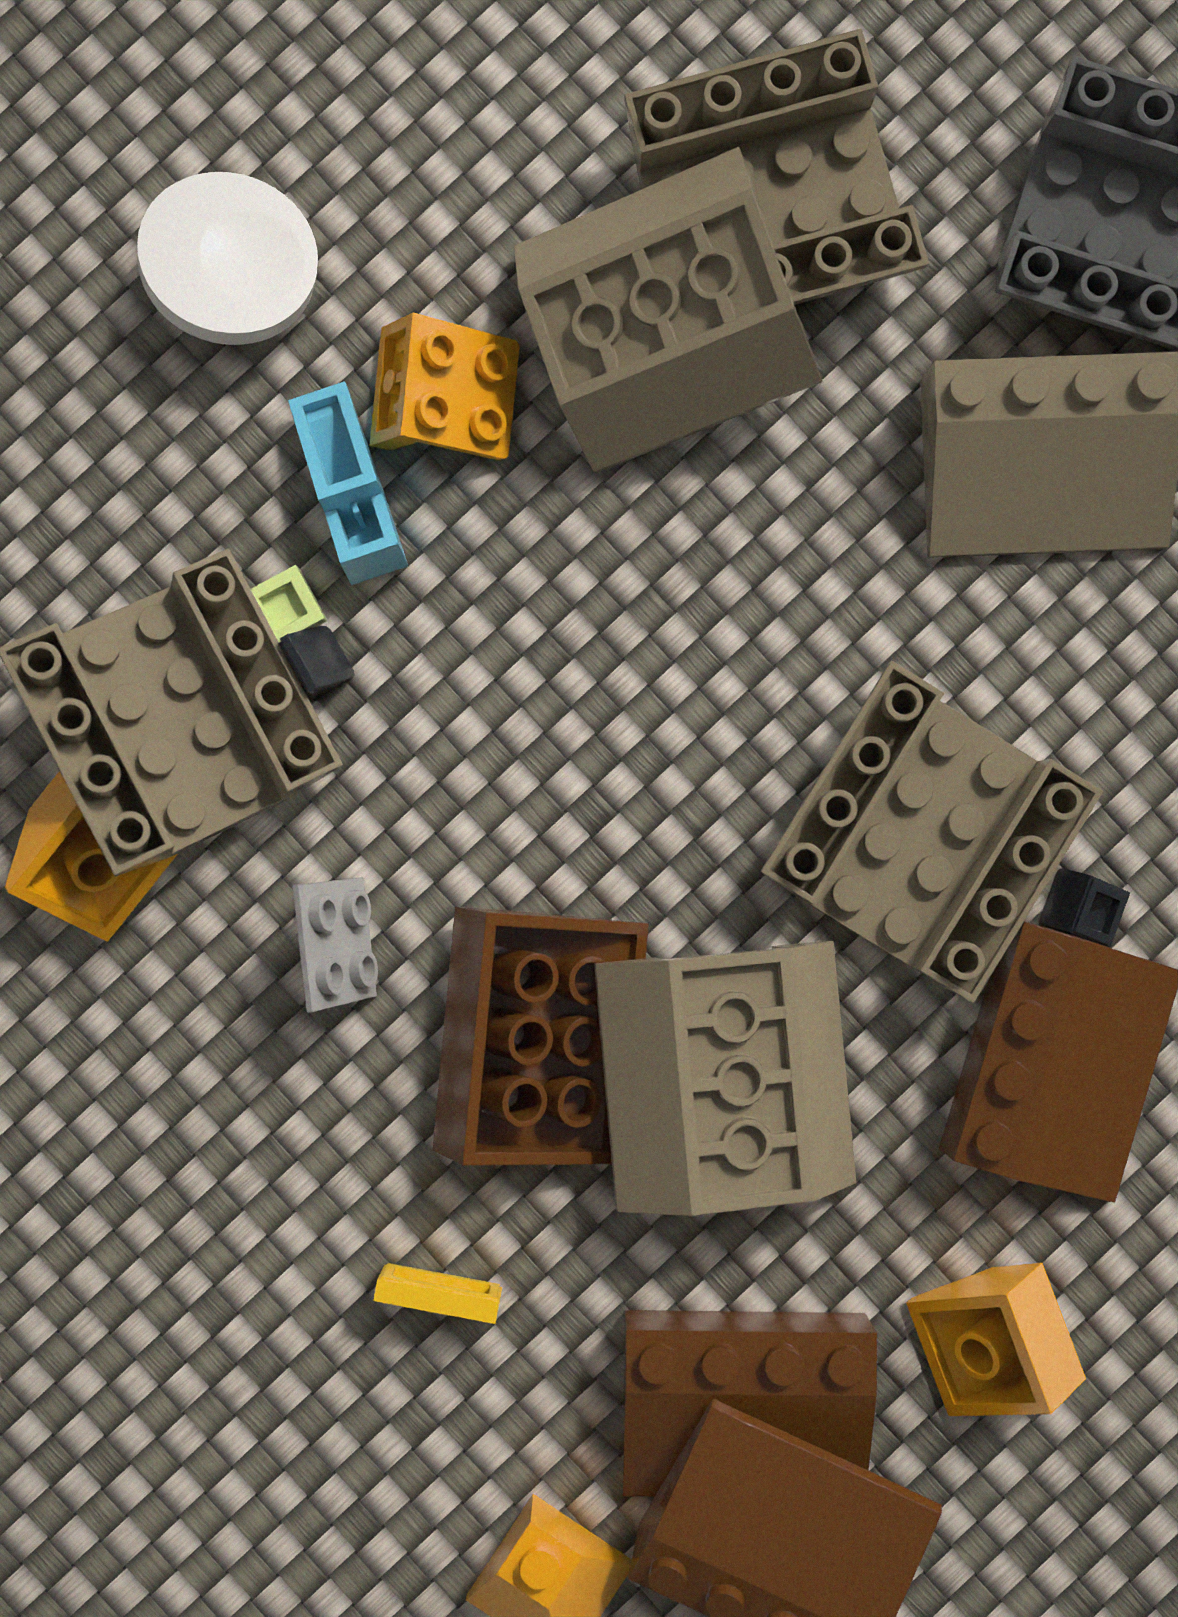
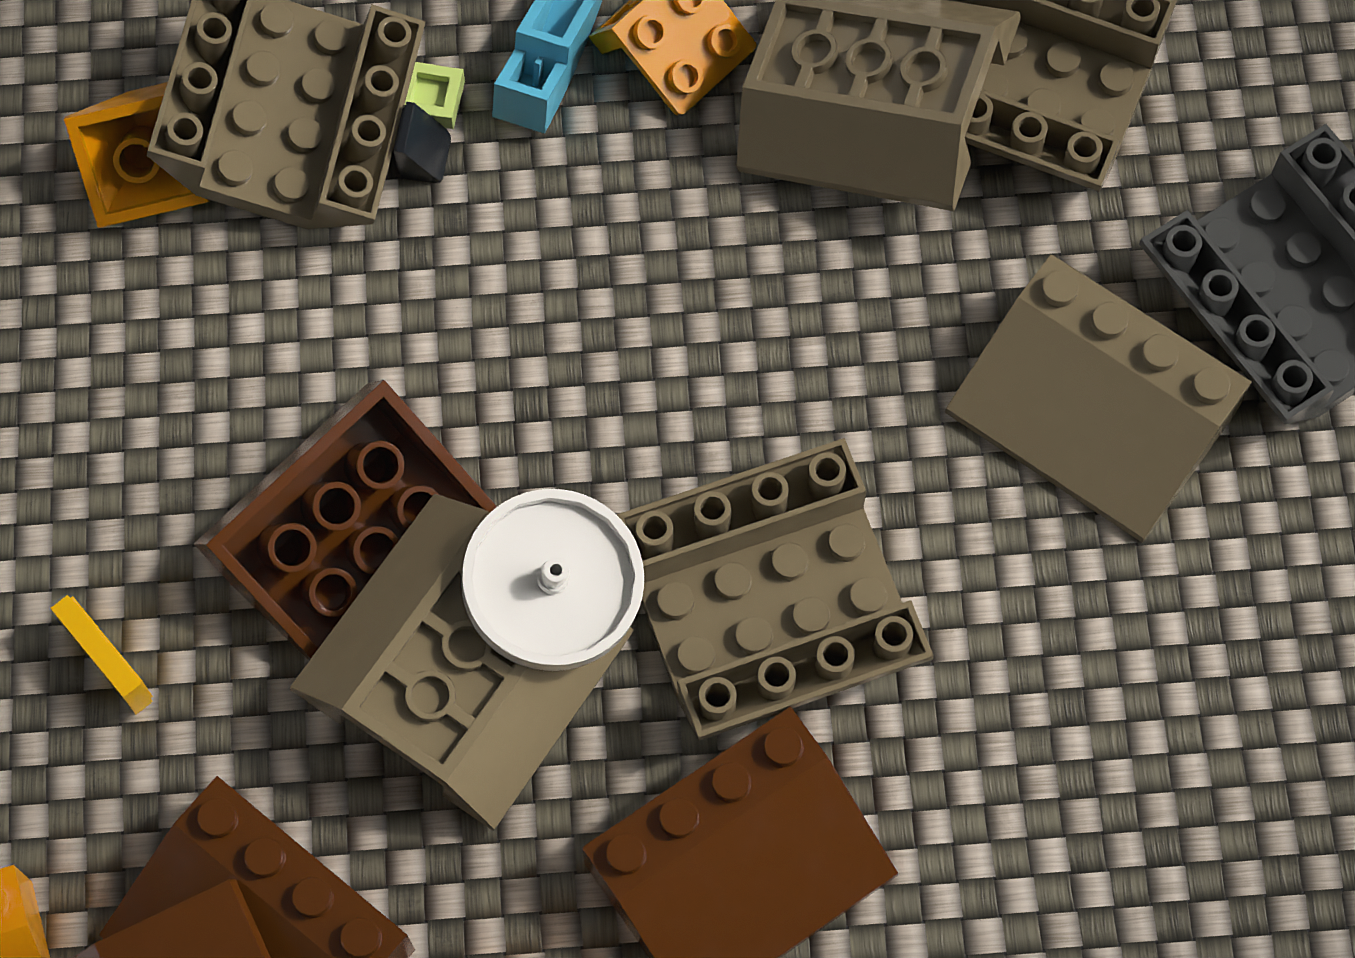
camera: 40 degrees right, 20 degrees down
(335, 942) = (256, 335): light grey hinge -> none
(767, 976) = (552, 579): none -> white piece
(1084, 907) = (863, 761): black slope -> none

